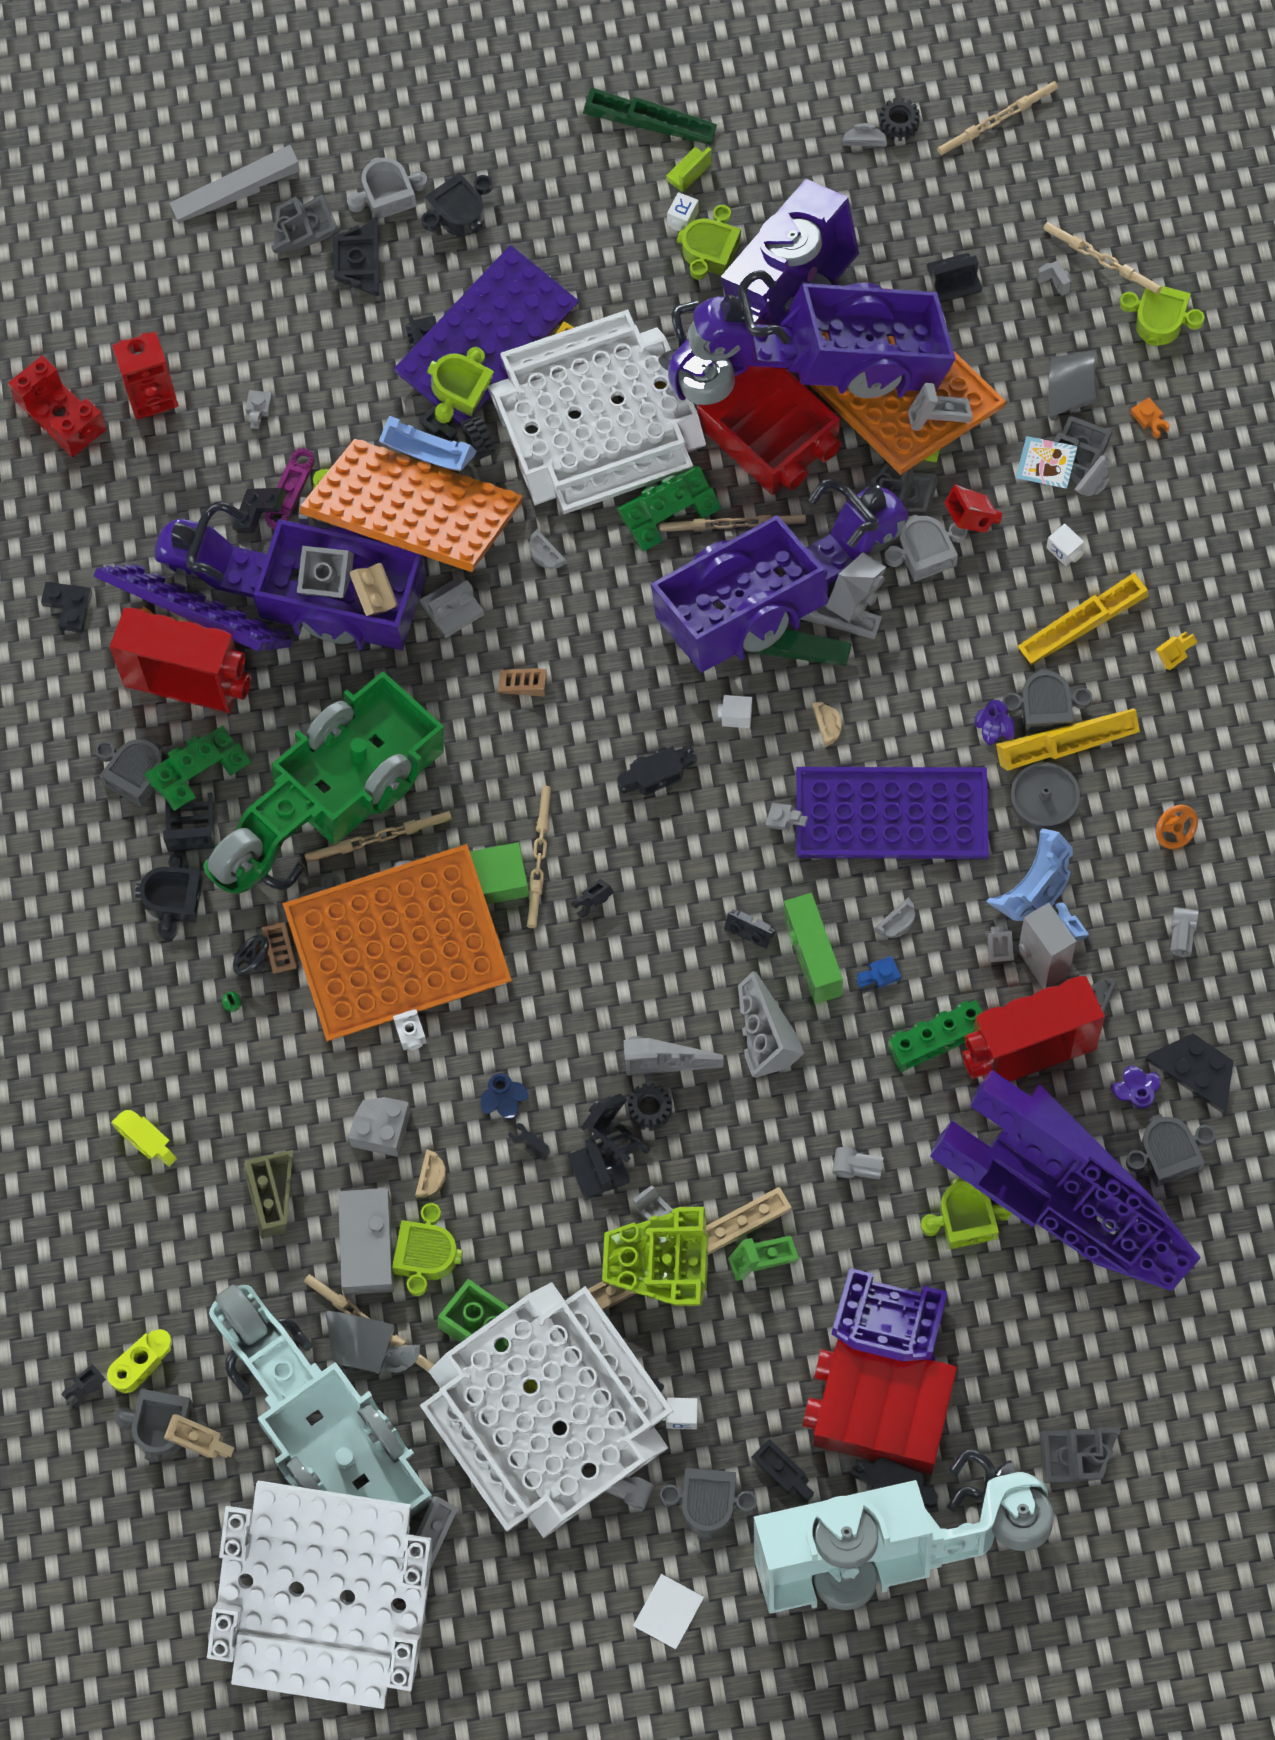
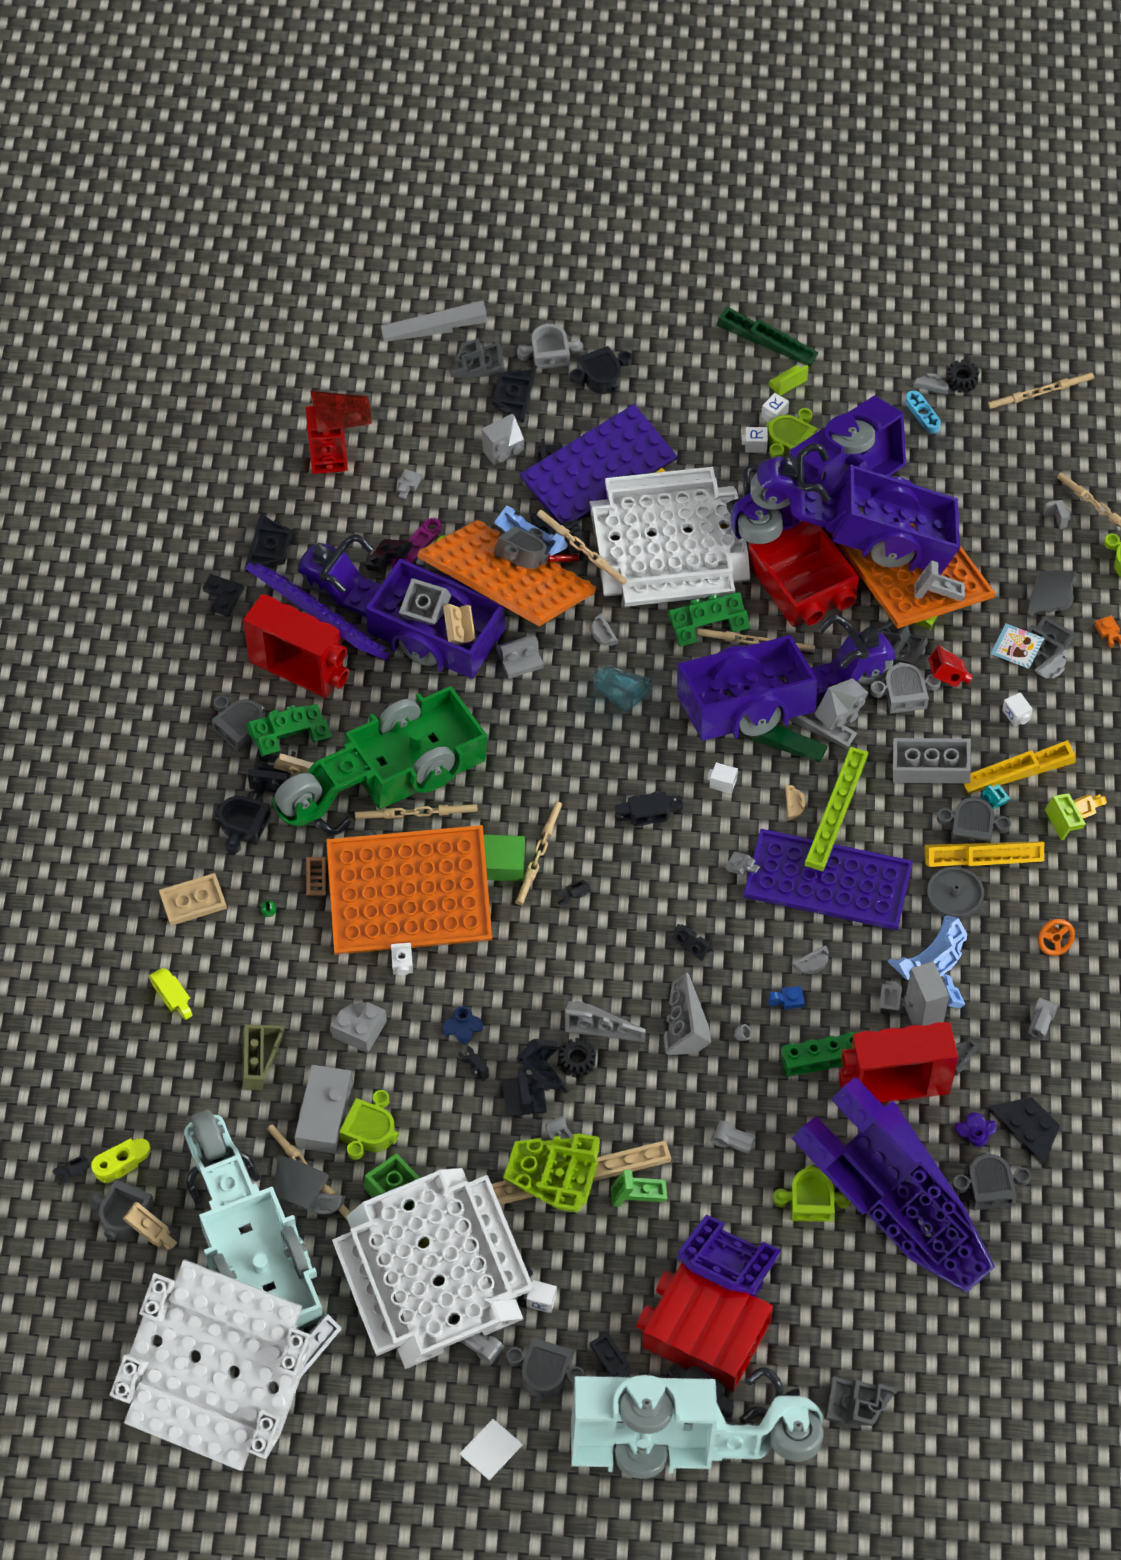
camera: 10 degrees right, 10 degrees down
(41, 393) = (244, 439): red plate -> none
(107, 527) = (269, 543): none -> black wing
(137, 1011) = (192, 899): none -> tan plate
(157, 343) = (340, 410): none -> clear red wedge
(217, 812) = (292, 764): none -> tan plate
(254, 957) = (293, 877): black piece -> none
(360, 327) = (502, 439): none -> light grey slope
(423, 468) = (522, 547): none -> dark grey piece
(432, 1175) = (389, 1073): tan tile -> none
(459, 382) = (568, 493): lime piece -> none
(468, 437) = (599, 562): none -> tan piece
(471, 467) = (563, 558): none -> red wheel
(531, 674) = (570, 730): medium nougat slope -> none
(585, 620) = (622, 687): none -> clear light blue slope
(668, 258) = (755, 439): none -> white brick
(813, 948) = (738, 965): bright green brick -> none
(837, 1030) = (742, 1033): none -> light grey hinge
(864, 186) = (923, 405): none -> medium azure beam
(881, 722) = (836, 809): none -> lime plate
(955, 277) = (978, 497): black bracket -> none
(979, 634) = (931, 760): none -> light grey brick
(994, 724) = (928, 828): dark purple plate -> none
(1064, 663) = (995, 796): none -> teal bracket
(1151, 669) = (1064, 815): none -> lime panel

